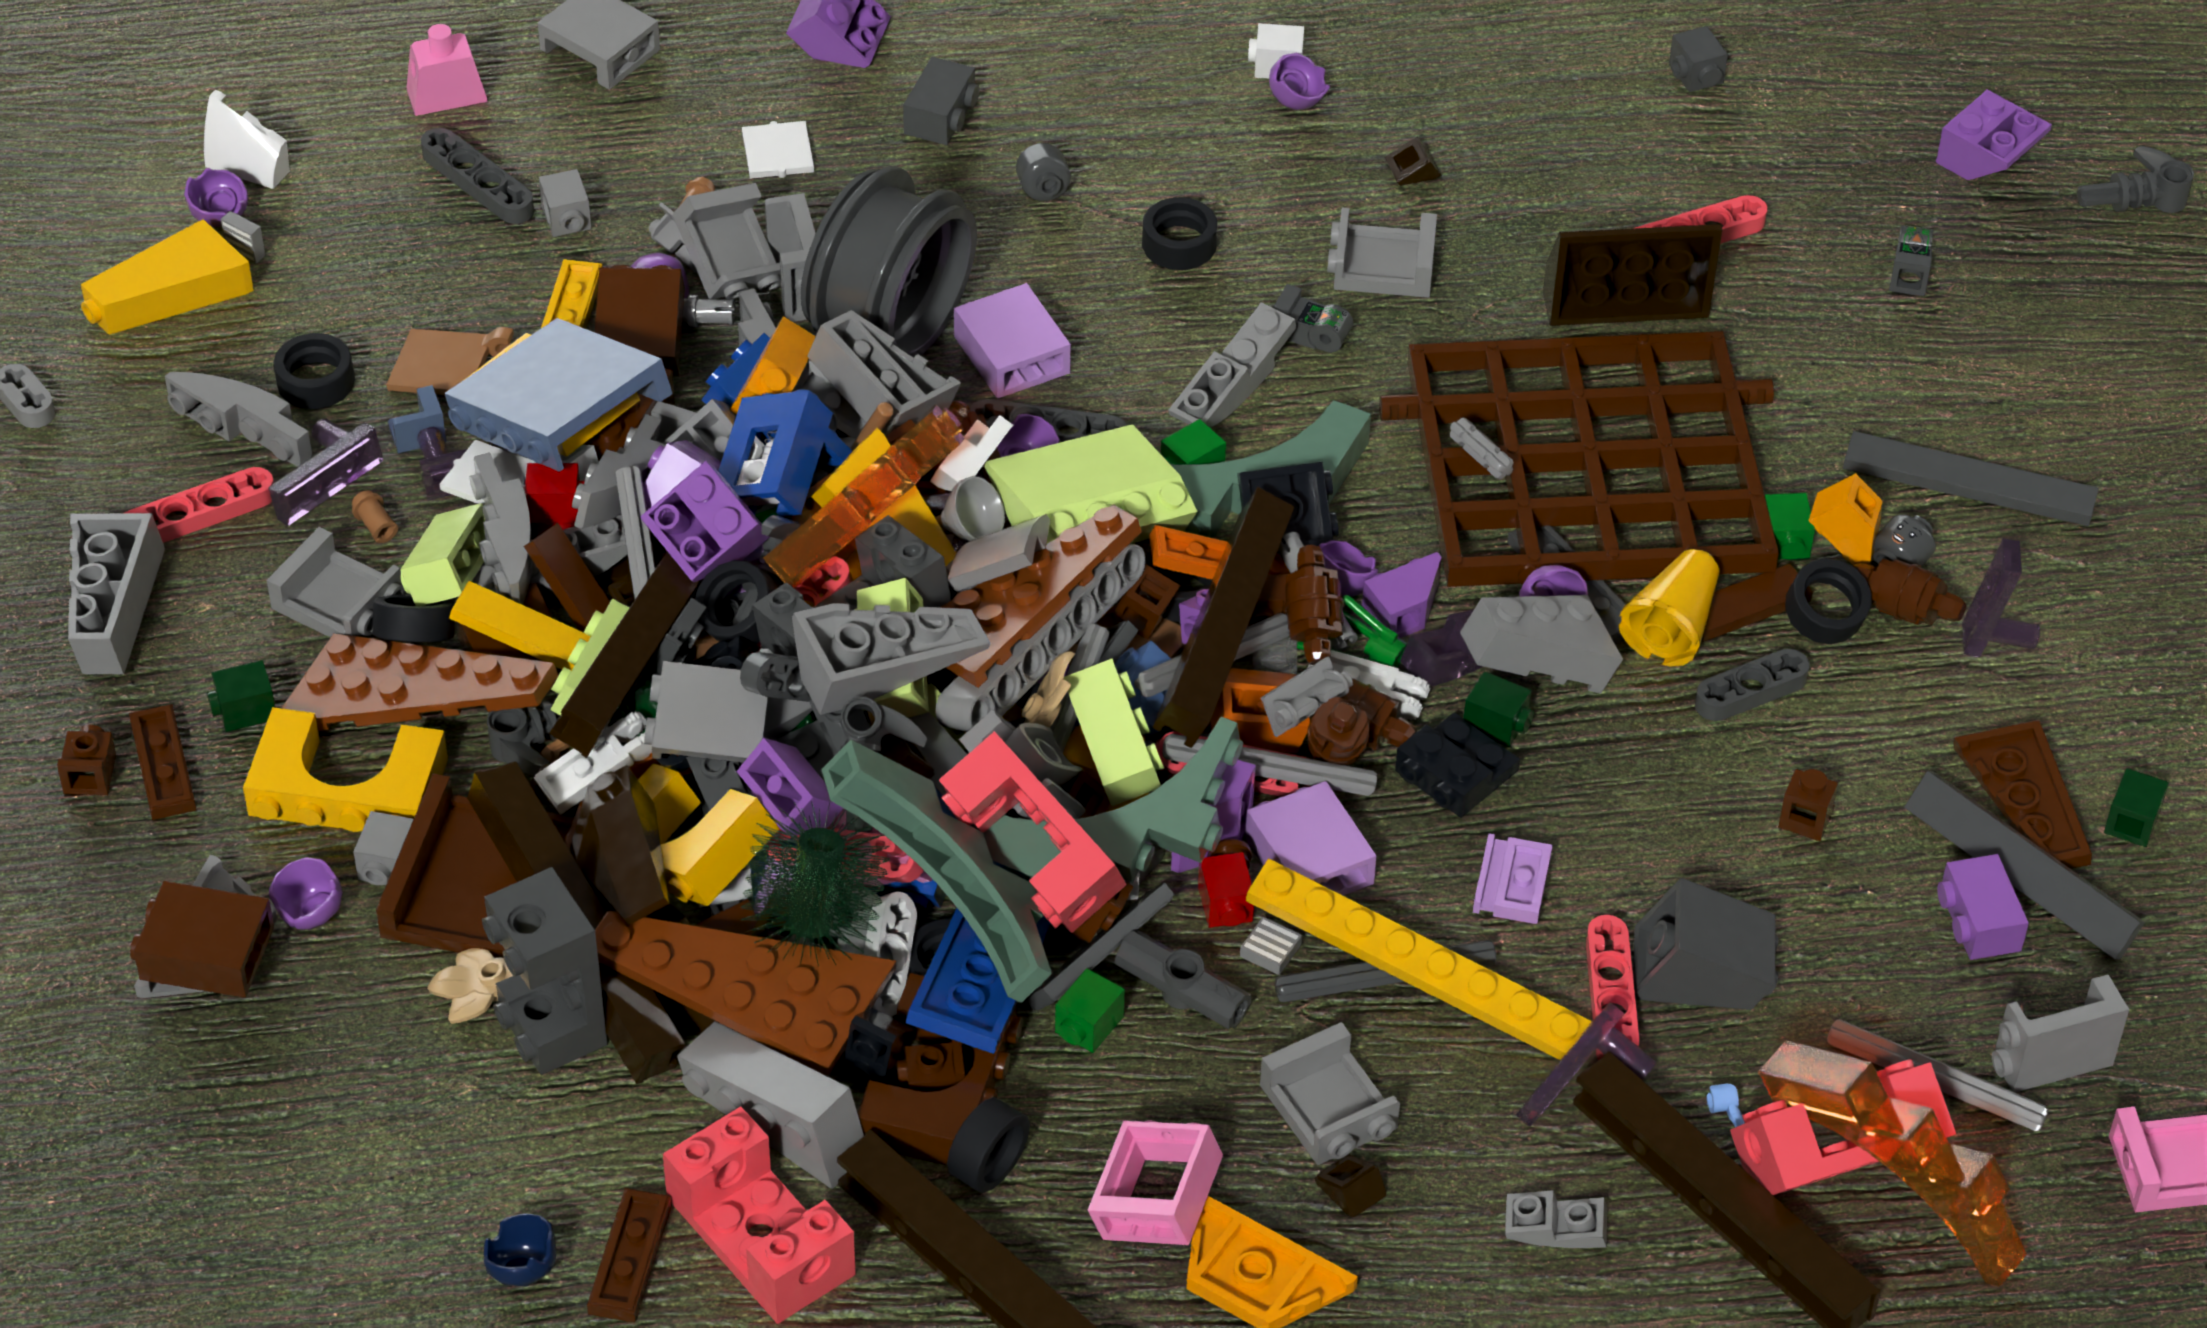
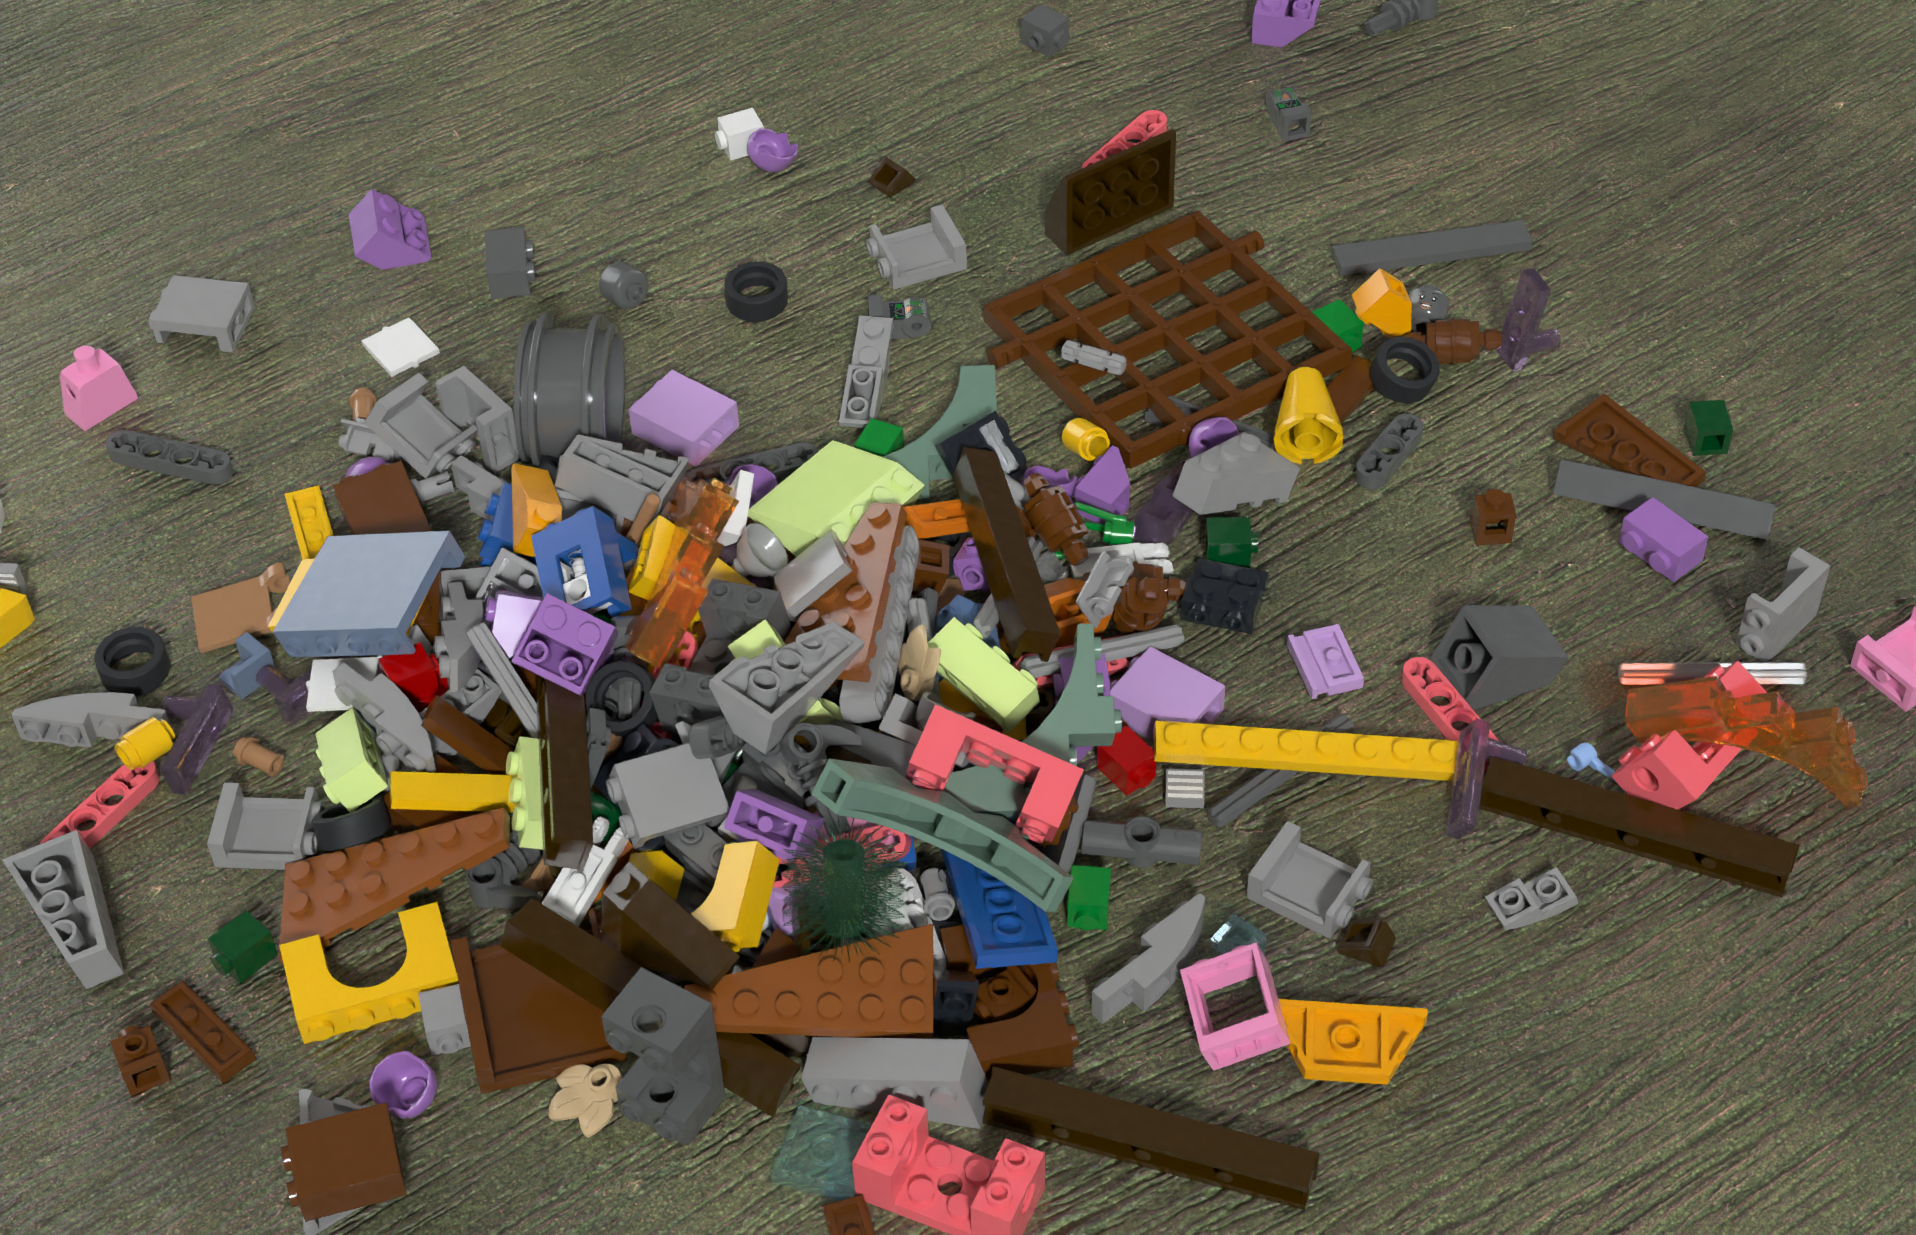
camera: 25 degrees left, 0 degrees up
(269, 456) = (145, 743): none -> yellow brick
(565, 203) = (258, 450): light grey brick -> none
(647, 1132) = (820, 1154): none -> clear light blue tile
(925, 940) = (938, 902): none -> light grey pin
(988, 1145) = (1090, 1036): black tyre -> none
(1131, 1094) = (1163, 953): none -> light grey slope
(1219, 1115) = (1237, 933): none -> clear light blue slope
(1417, 533) = (1085, 439): none -> yellow brick

